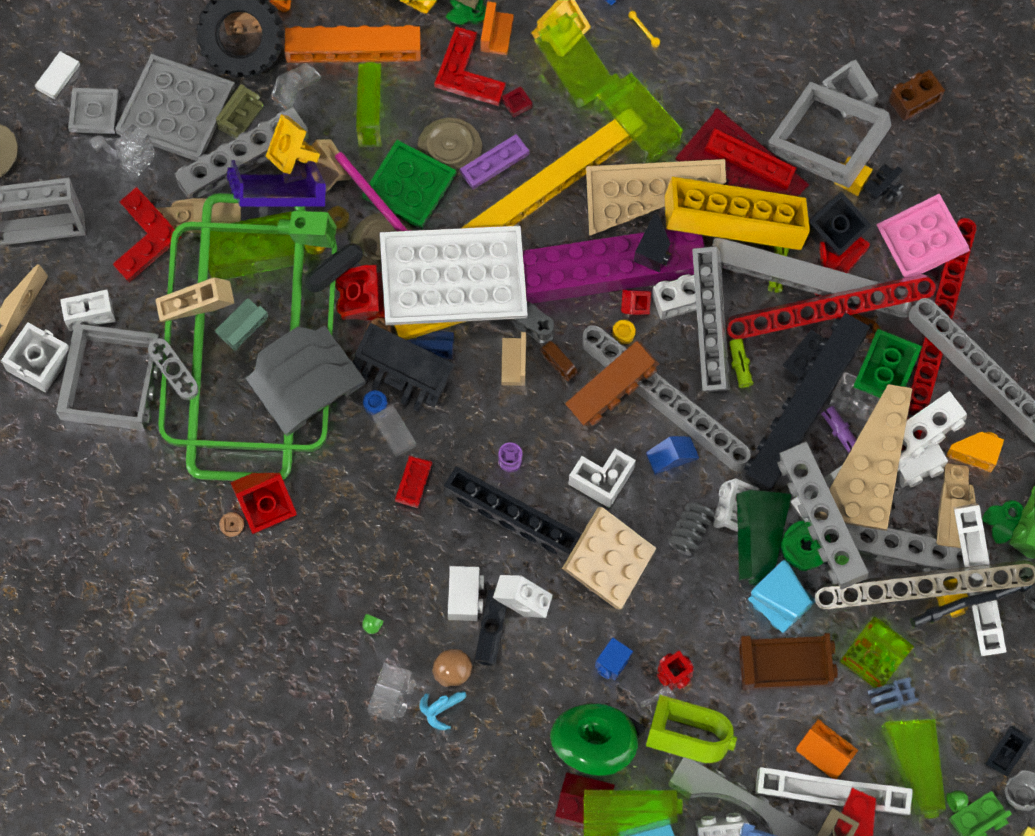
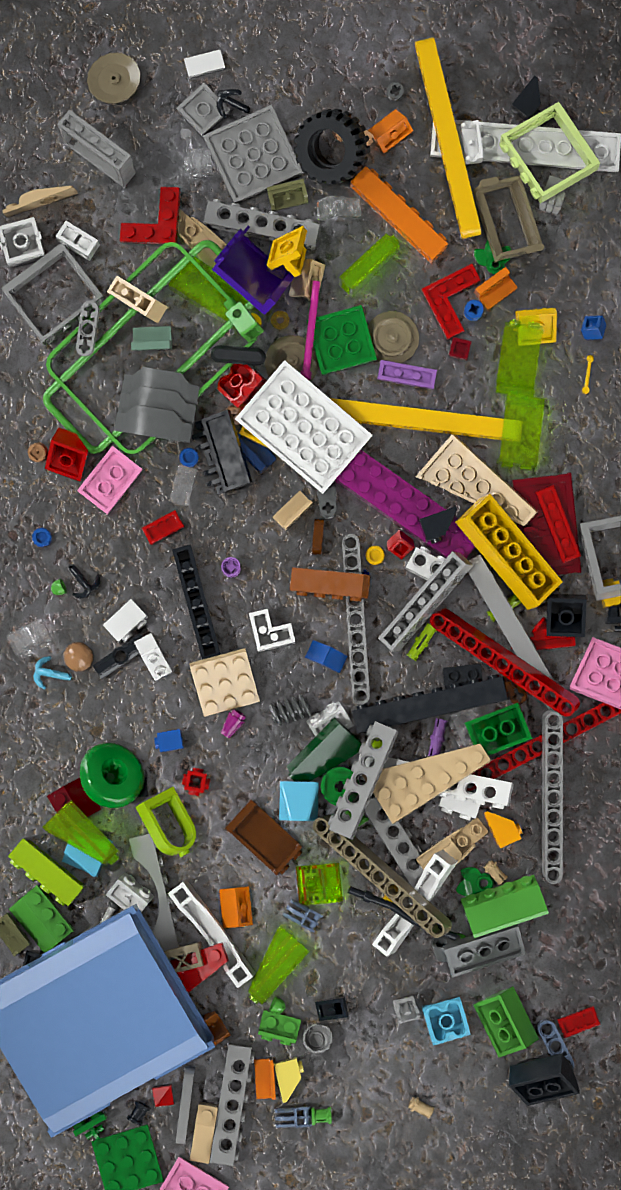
camera: 45 degrees right, 15 degrees up
(103, 81) = (223, 96): none -> black piece
(311, 595) = (41, 537): none -> blue tile
(323, 486) = (109, 480): none -> bright pink plate
(390, 594) = (83, 582): none -> black piece
(498, 67) = (471, 313): none -> blue wheel
(653, 589) = (233, 722): none -> magenta cone
(1006, 492) = (495, 872): none -> tan pin

